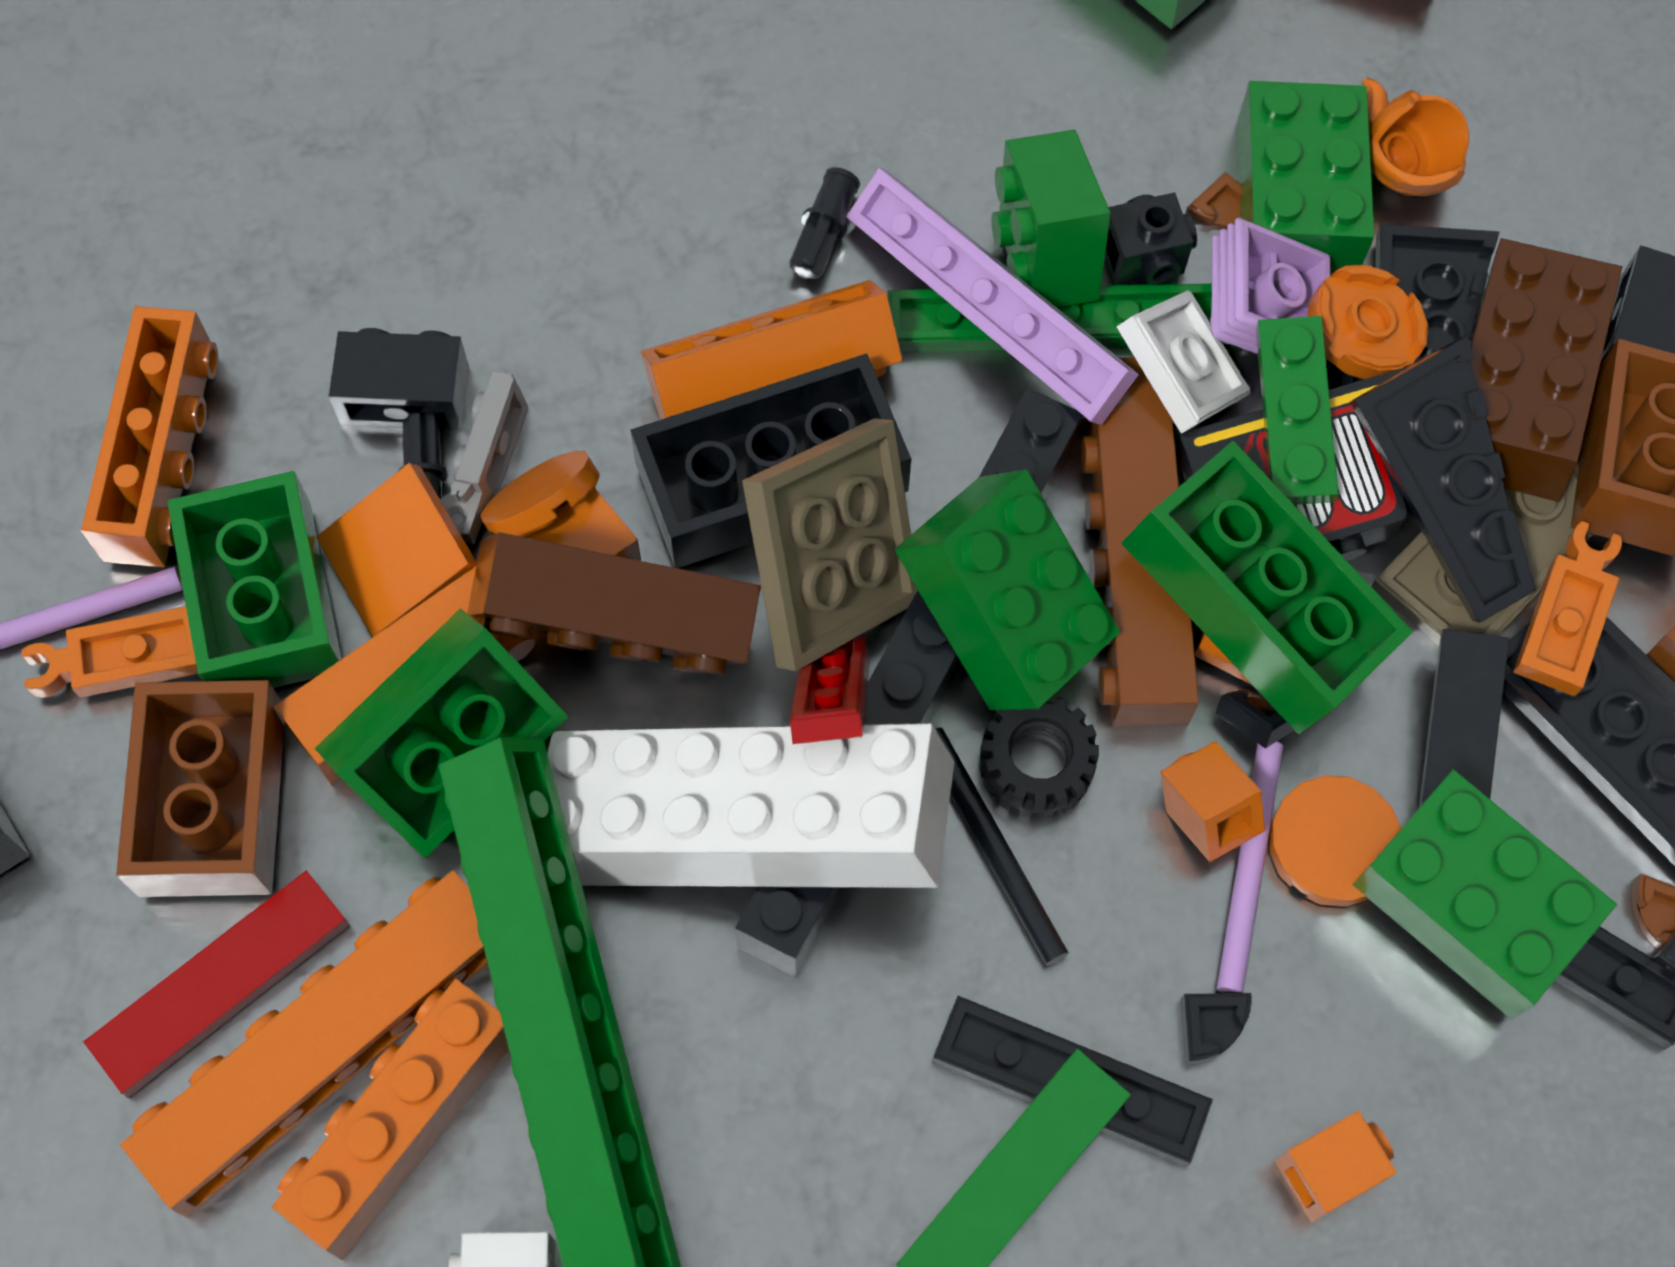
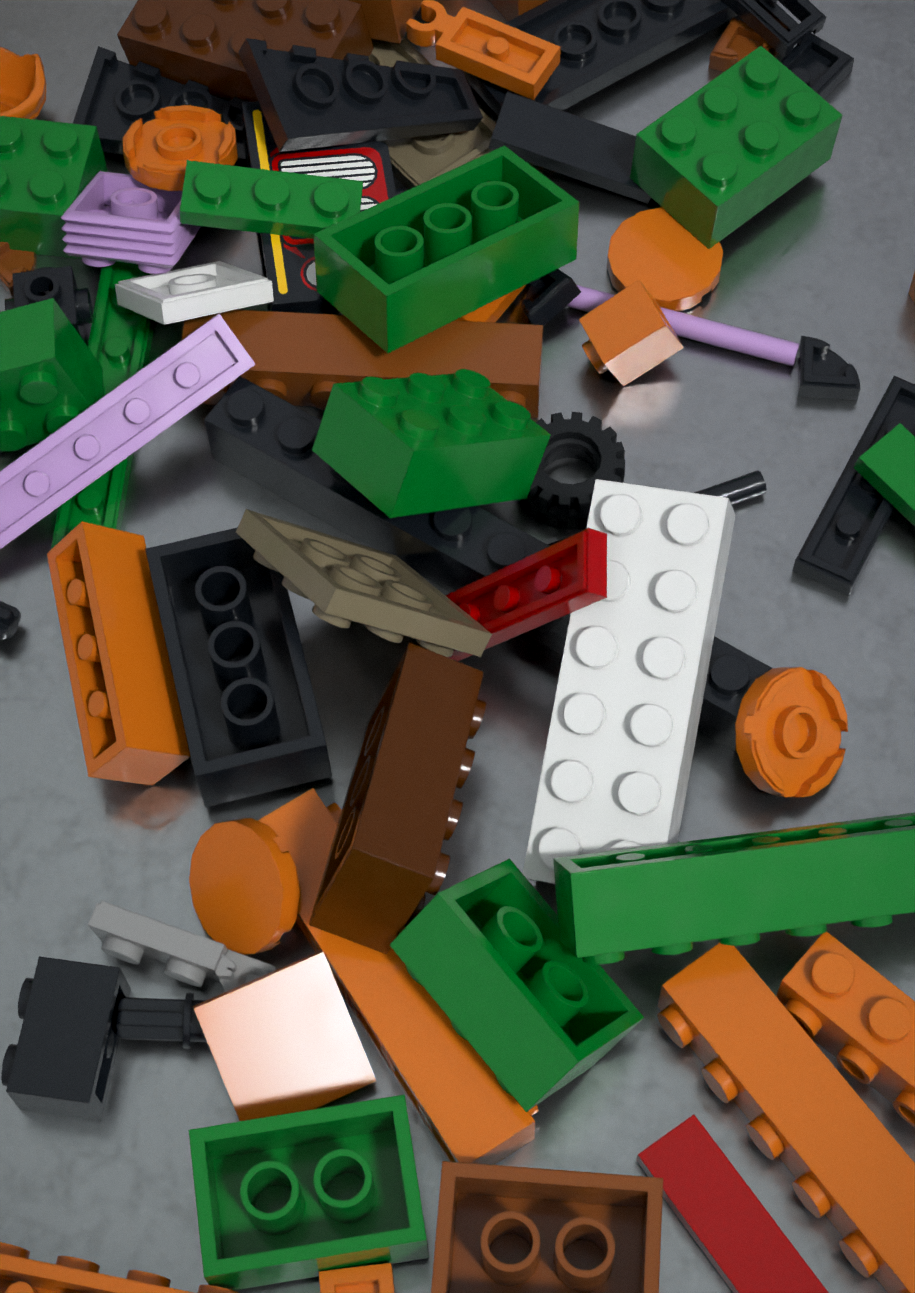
camera: 80 degrees left, 5 degrees down
(738, 988) = (791, 732): none -> orange tile

